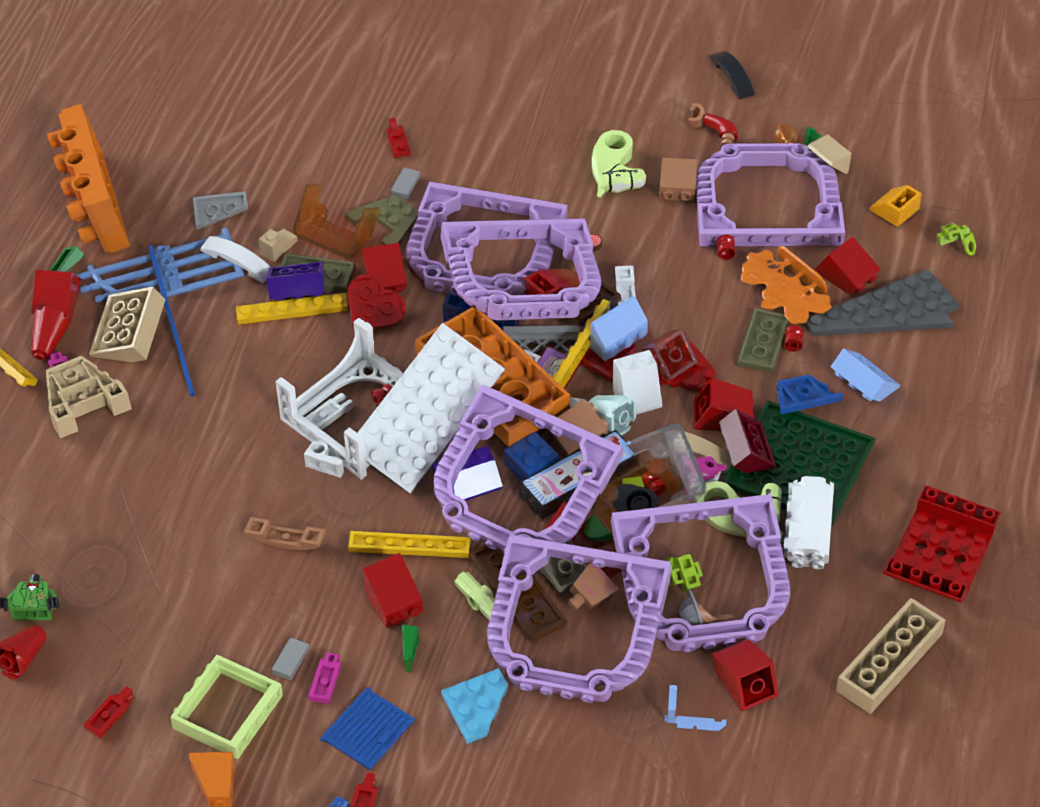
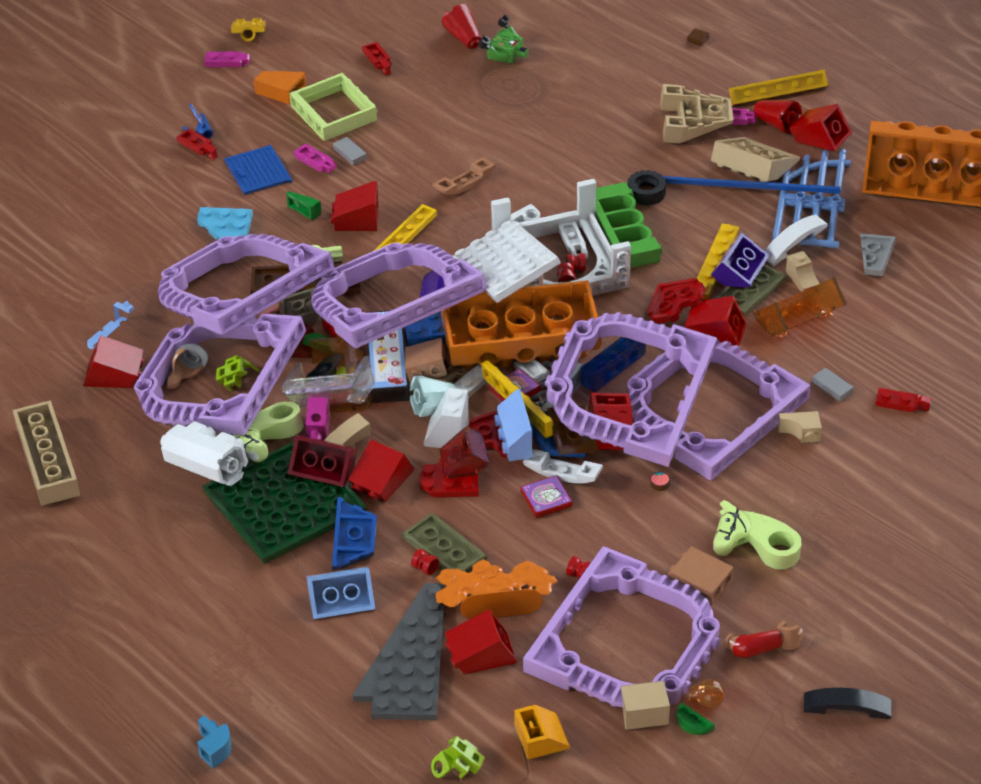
camera: 120 degrees right, 5 degrees down
(67, 259) = (858, 145): green slope -> none
(217, 403) = (650, 178): none -> black tyre
(258, 416) = (619, 196): none -> bright green fence
(361, 396) = (578, 261): none -> red wheel
(394, 216) = (797, 360): olive wing -> none
(471, 175) = (802, 425): none -> tan arch
(662, 301) = (546, 496): none -> tile
(949, 526) = (105, 520): red slope -> none

